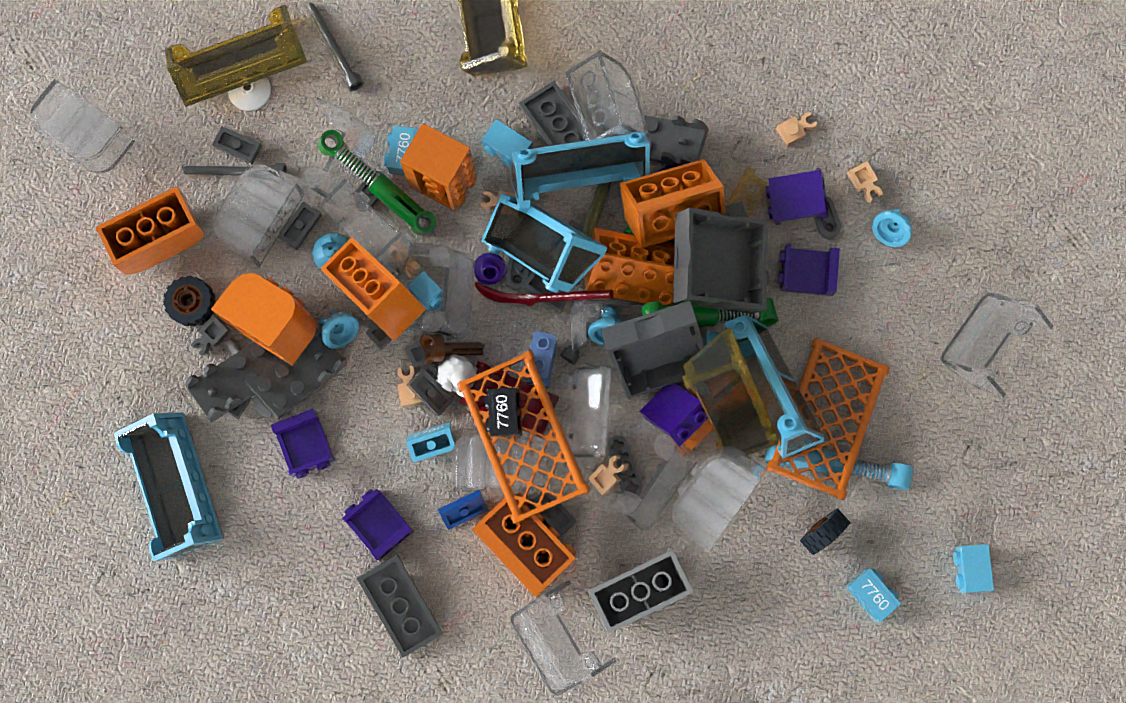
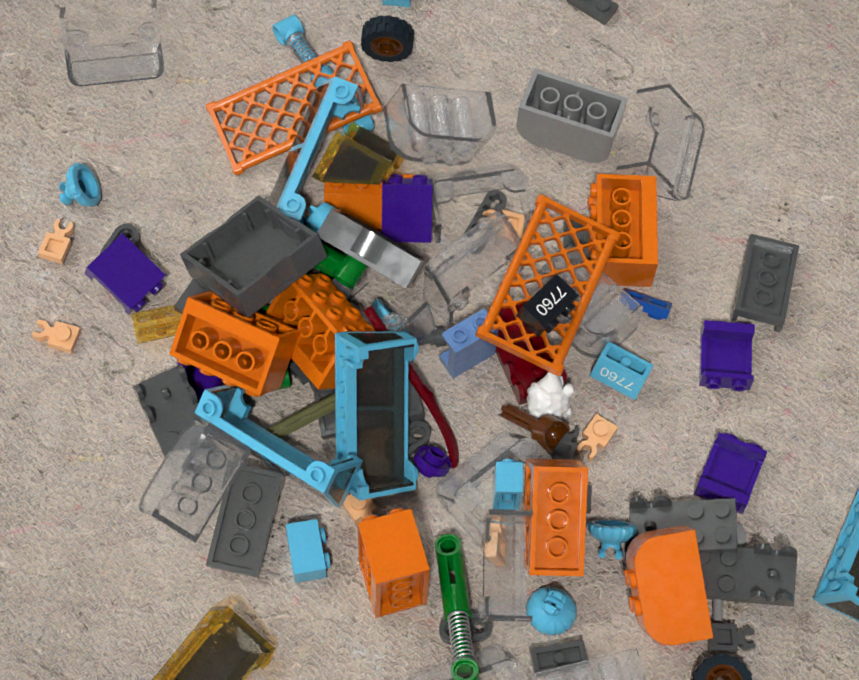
camera: 140 degrees left, 15 degrees down
(399, 142) = (401, 634): medium azure brick -> none
(430, 392) = (584, 411): dark grey plate -> none
(809, 271) = (177, 219): dark purple panel -> none

